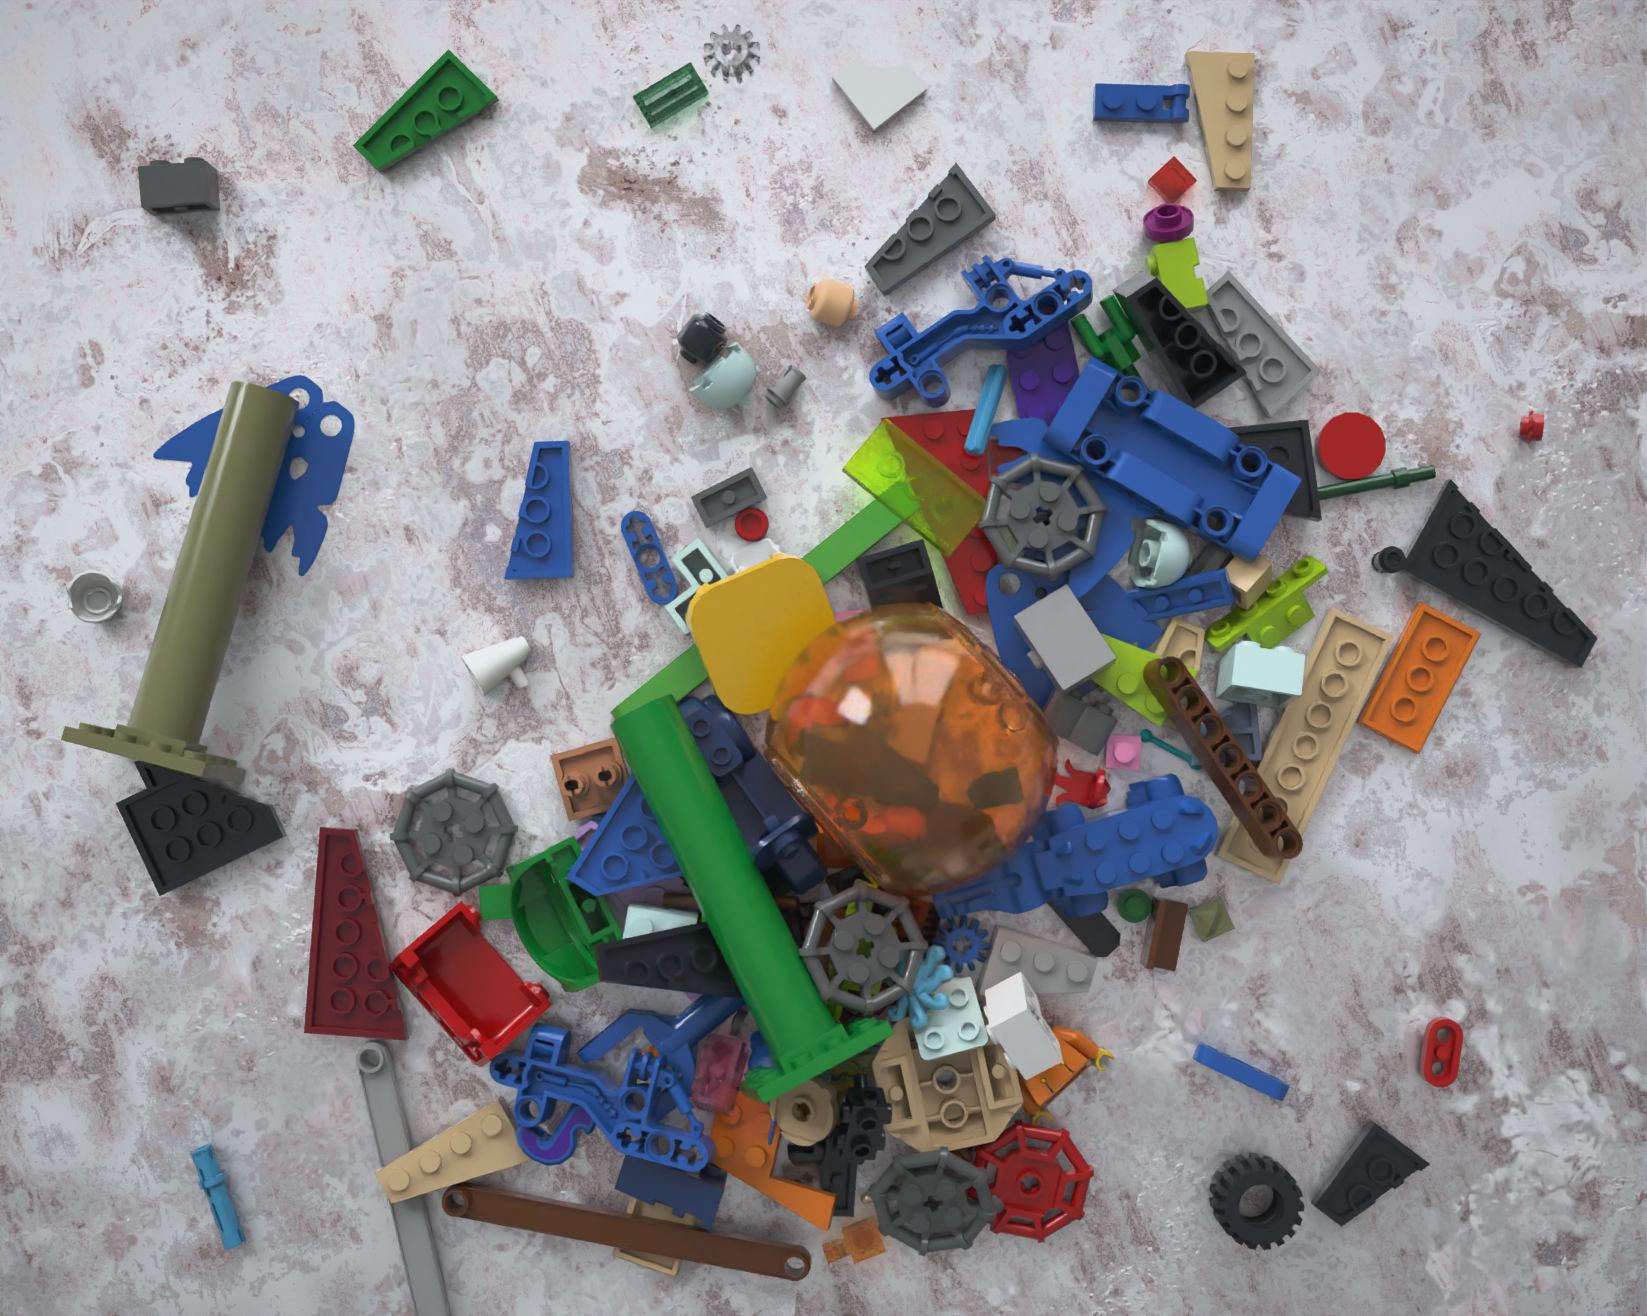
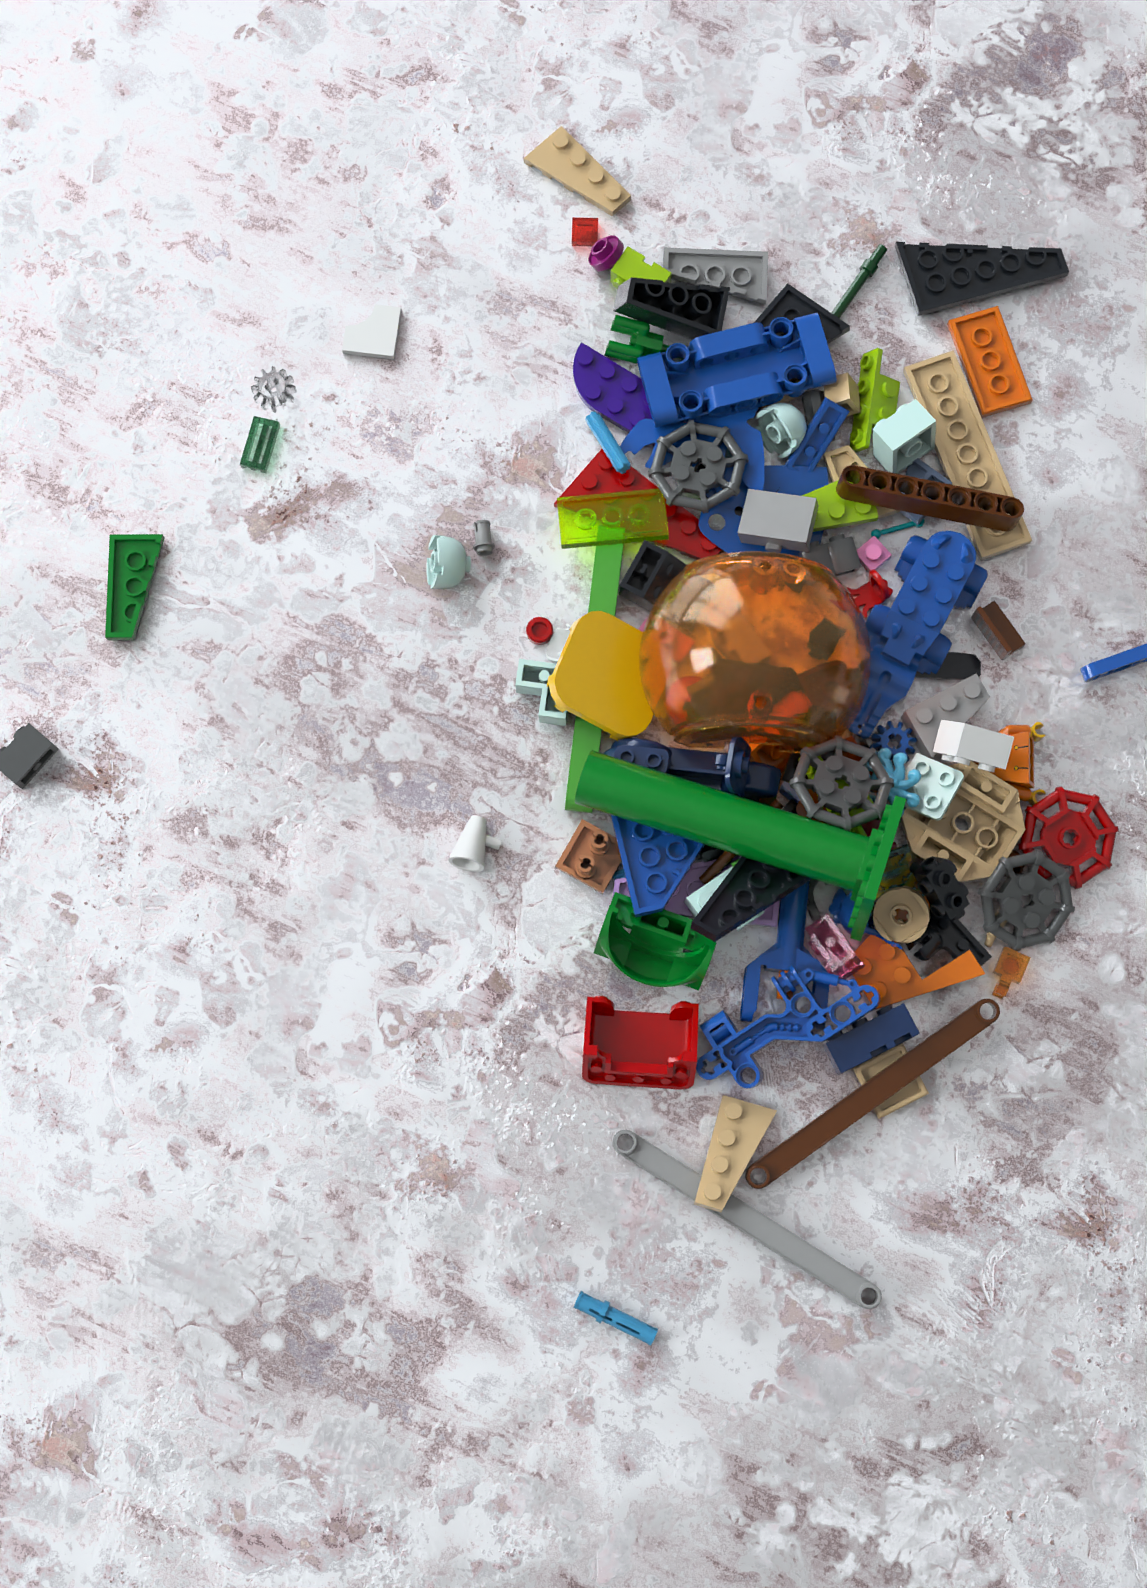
camera: 45 degrees left, 10 degrees down
(94, 596) = (199, 1033): white hair -> none
(193, 825) = (386, 1112): black wing -> none
(205, 591) = (269, 966): olive piece -> none
(293, 500) = (221, 866): blue piece -> none
(349, 963) = (557, 1101): dark red wing -> none
(436, 841) = (528, 959): dark grey plate -> none
(495, 901) = (607, 981): green tile -> none
(545, 520) = (421, 740): blue wing -> none
(562, 1144) = (783, 1076): animal -> none
(648, 531) = (521, 705): blue beam -> none
(702, 338) = (410, 555): black head -> none
(729, 497) = (512, 627): dark grey plate -> none
(831, 302) = (463, 467): light nougat head -> none
(939, 225) = (481, 370): dark grey wing -> none
(976, 328) = (563, 398): blue beam -> none
(1001, 455) = (640, 459): clear red tile -> none
(1134, 905) = (965, 630): green plate -> none
(1140, 103) = (525, 208): blue plate -> none
(1211, 919) = (1015, 597): olive tile -> none
(1350, 446) = (825, 276): red tile -> none
(1395, 557) = (907, 314): black pin -> none
(1532, 427) = (910, 175): red plate -> none

